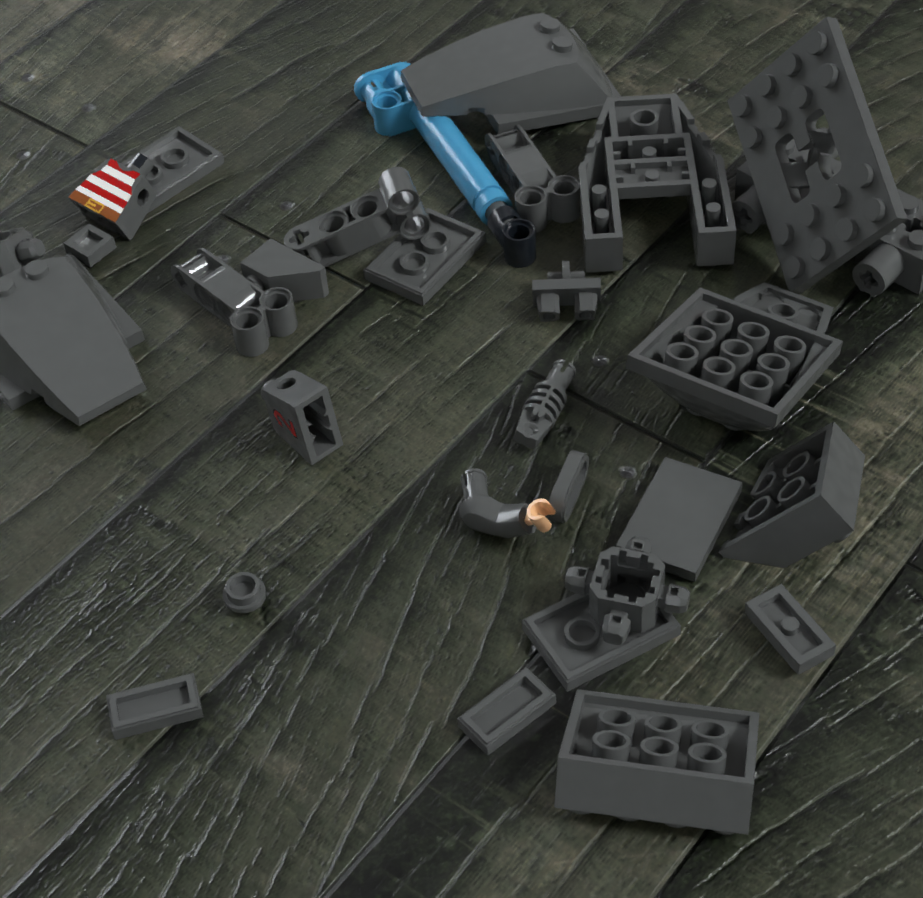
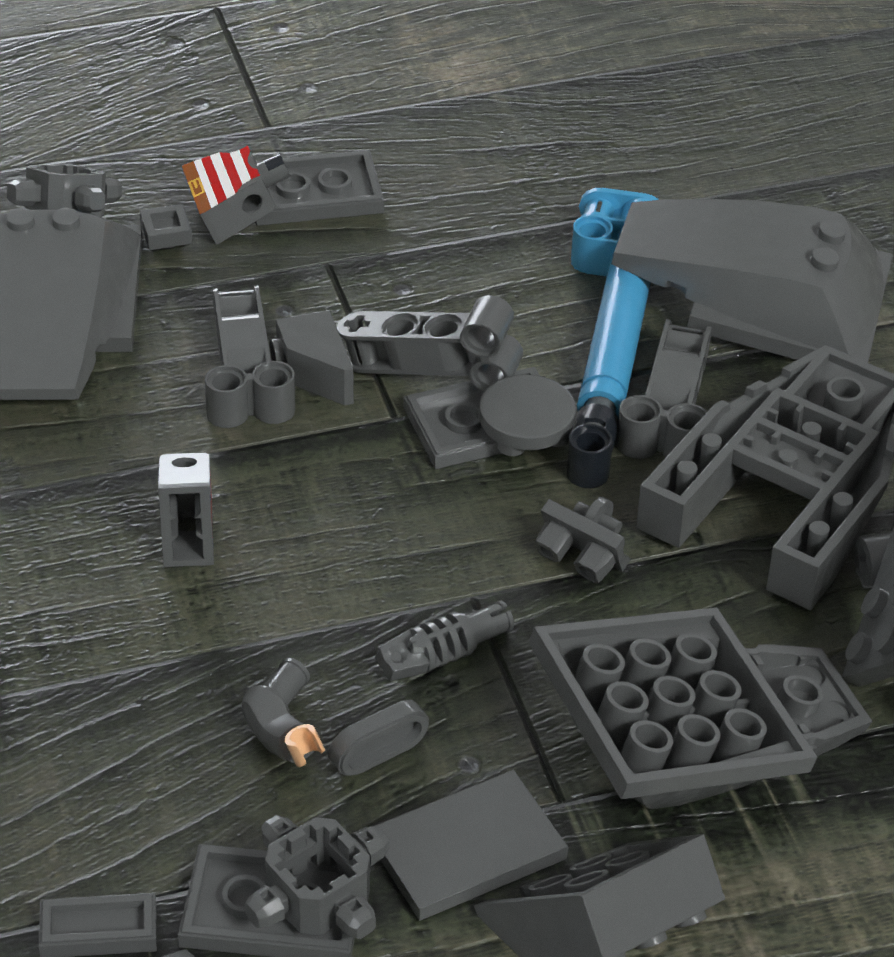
camera: 30 degrees right, 5 degrees down
(460, 236) = (527, 413): none -> dark grey tile

